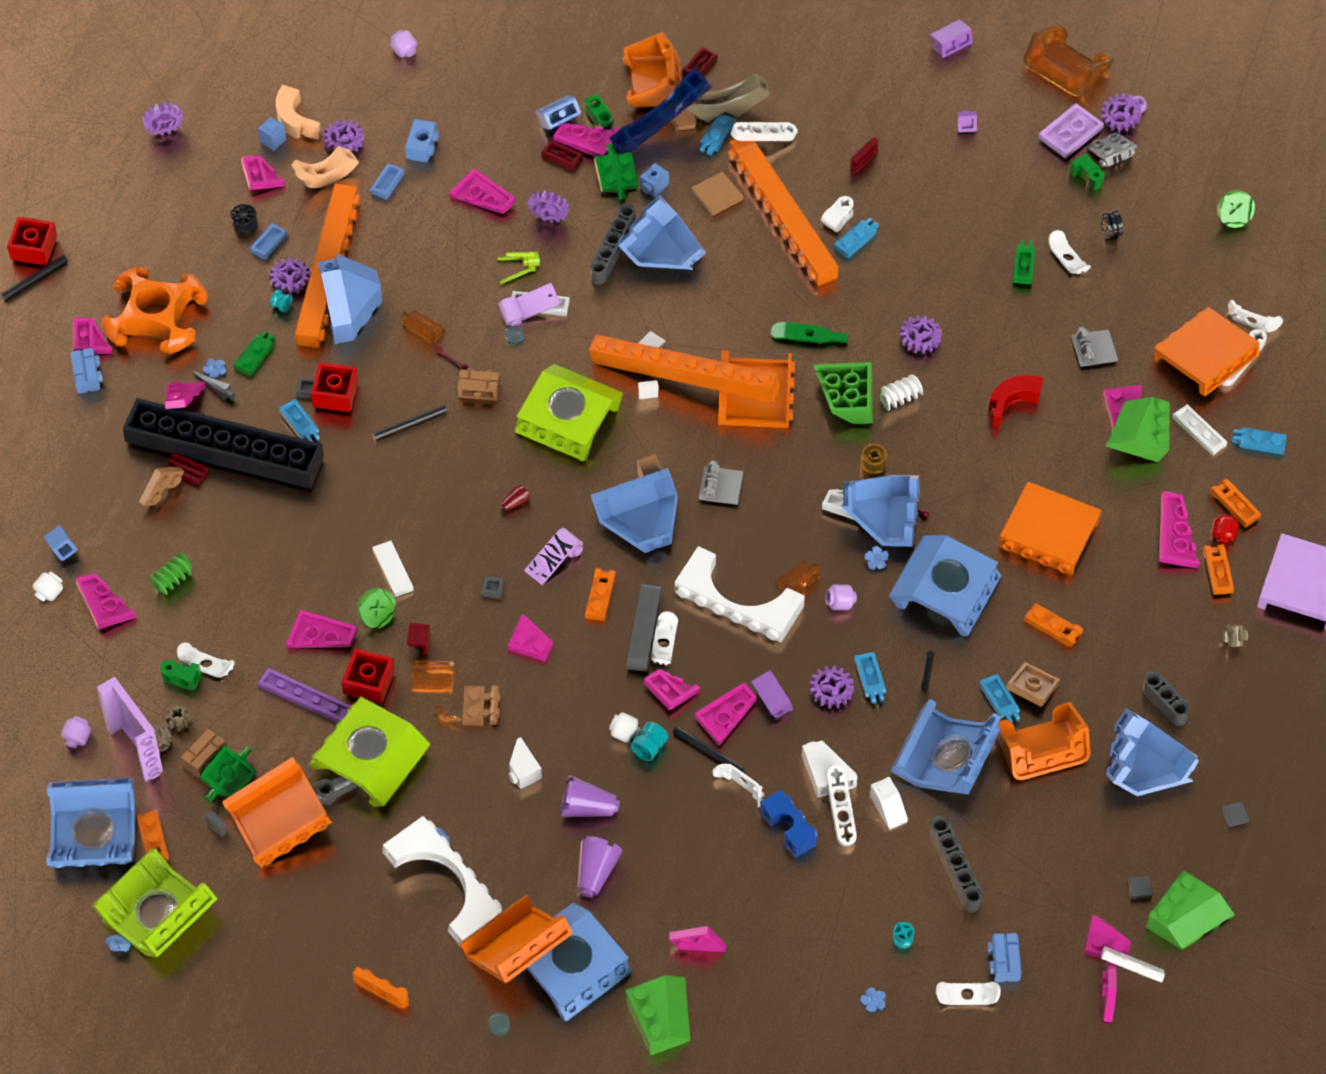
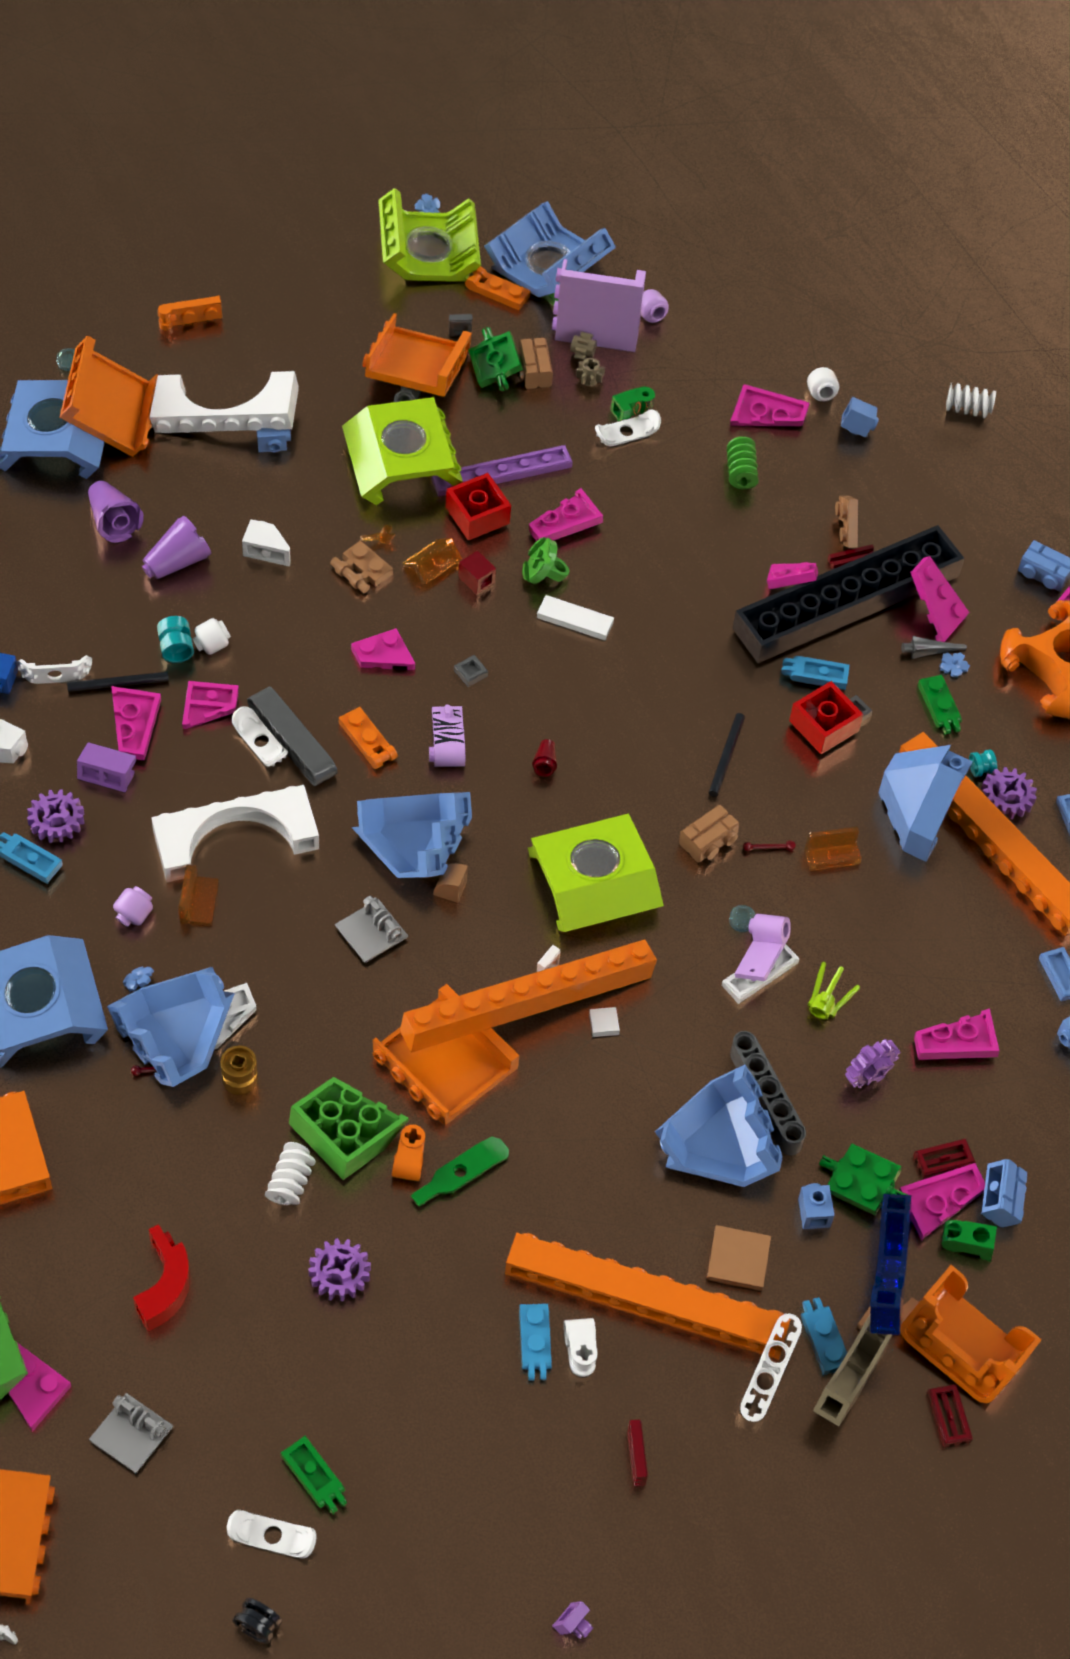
camera: 130 degrees right, 0 degrees up
(244, 476) = (791, 574): none -> dark pink wing
(829, 354) = (409, 1156): none -> orange piece

